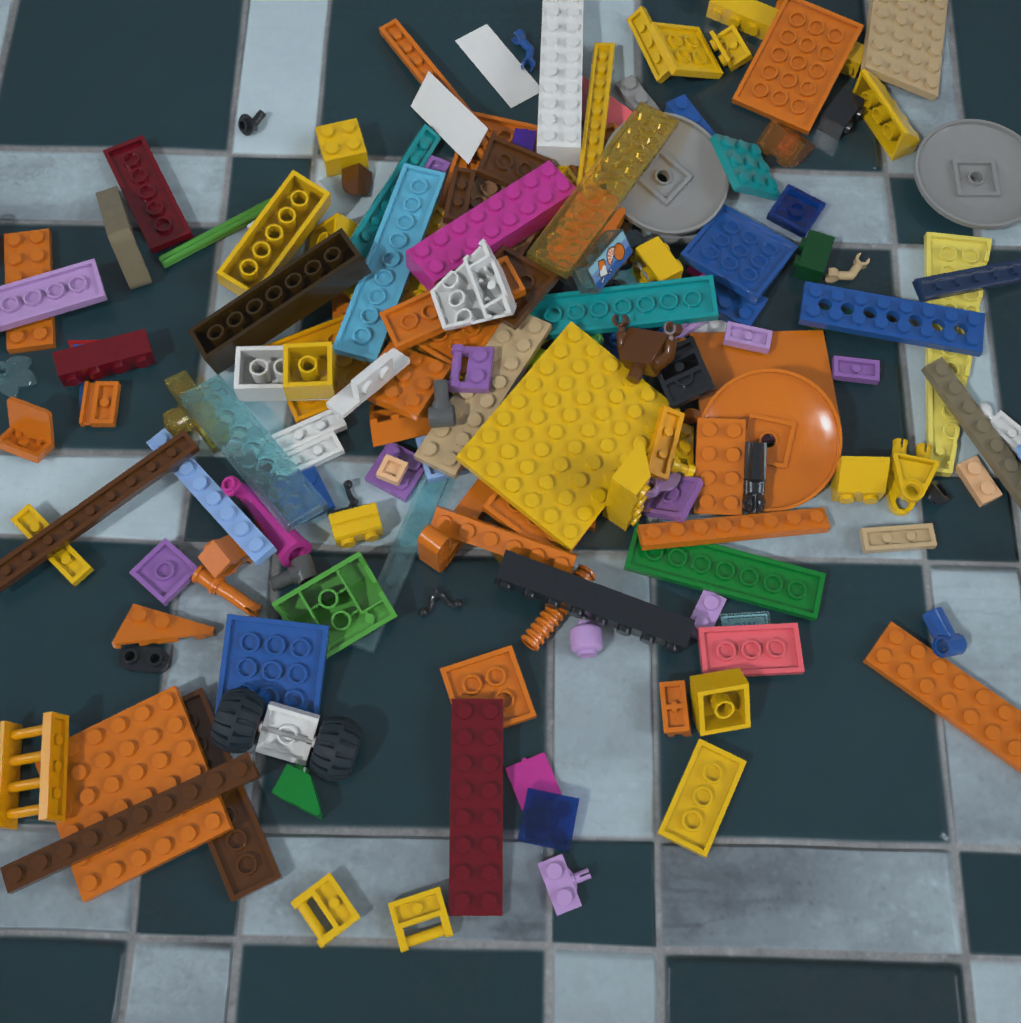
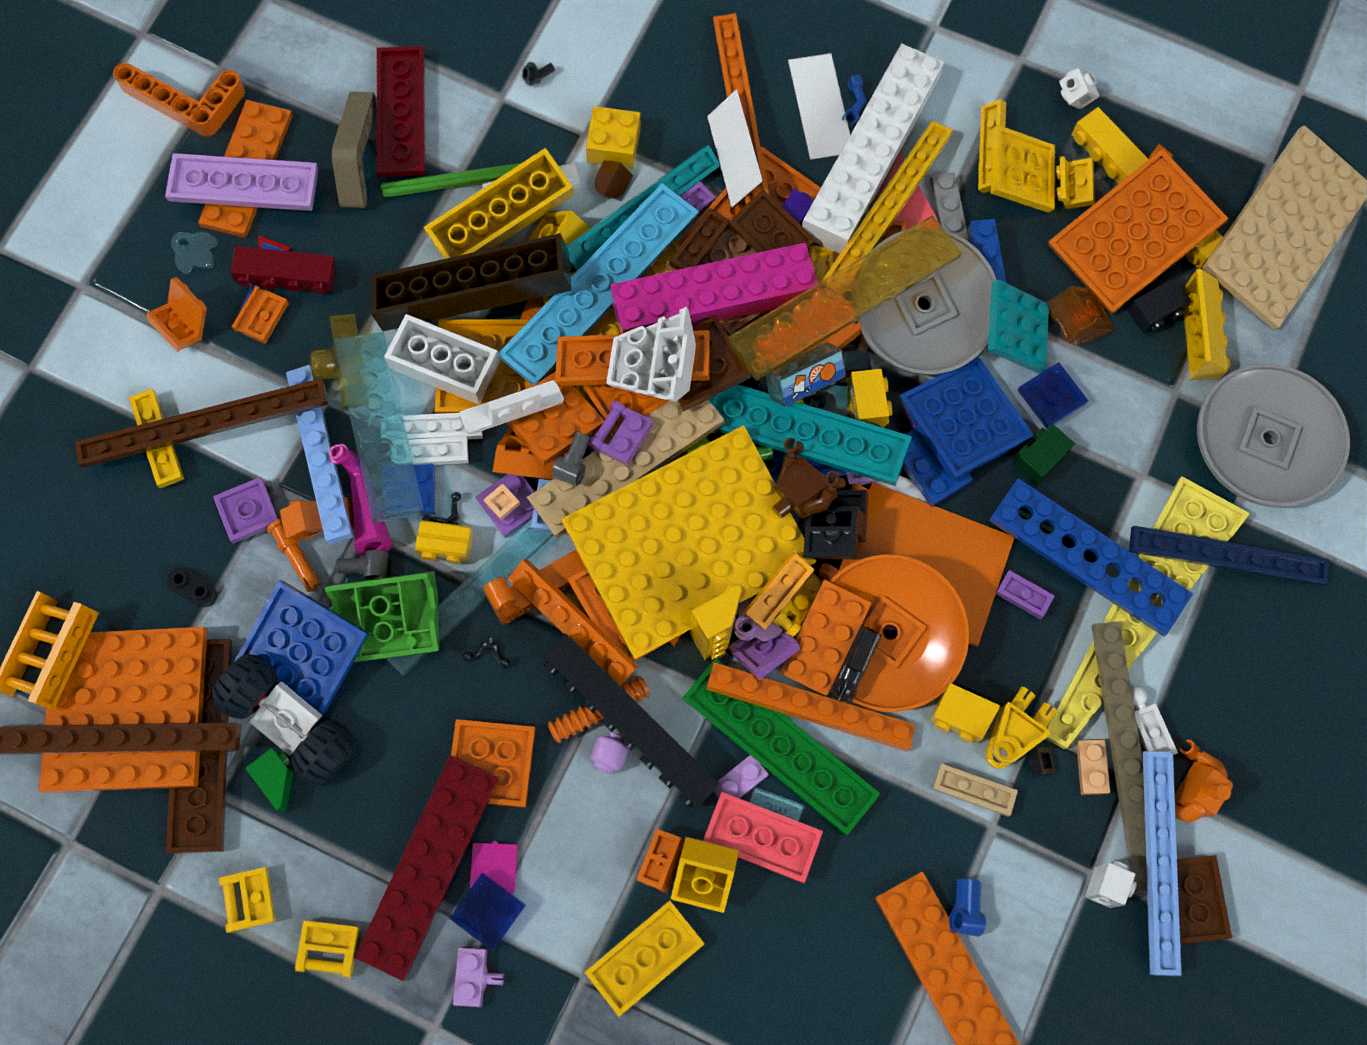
camera: 25 degrees right, 5 degrees up
(153, 626) = (209, 557): orange wing -> none
(309, 370) = (459, 371): yellow brick -> none
(747, 337) = (927, 513): lavender plate -> none
(835, 275) = (1057, 482): tan arm -> none

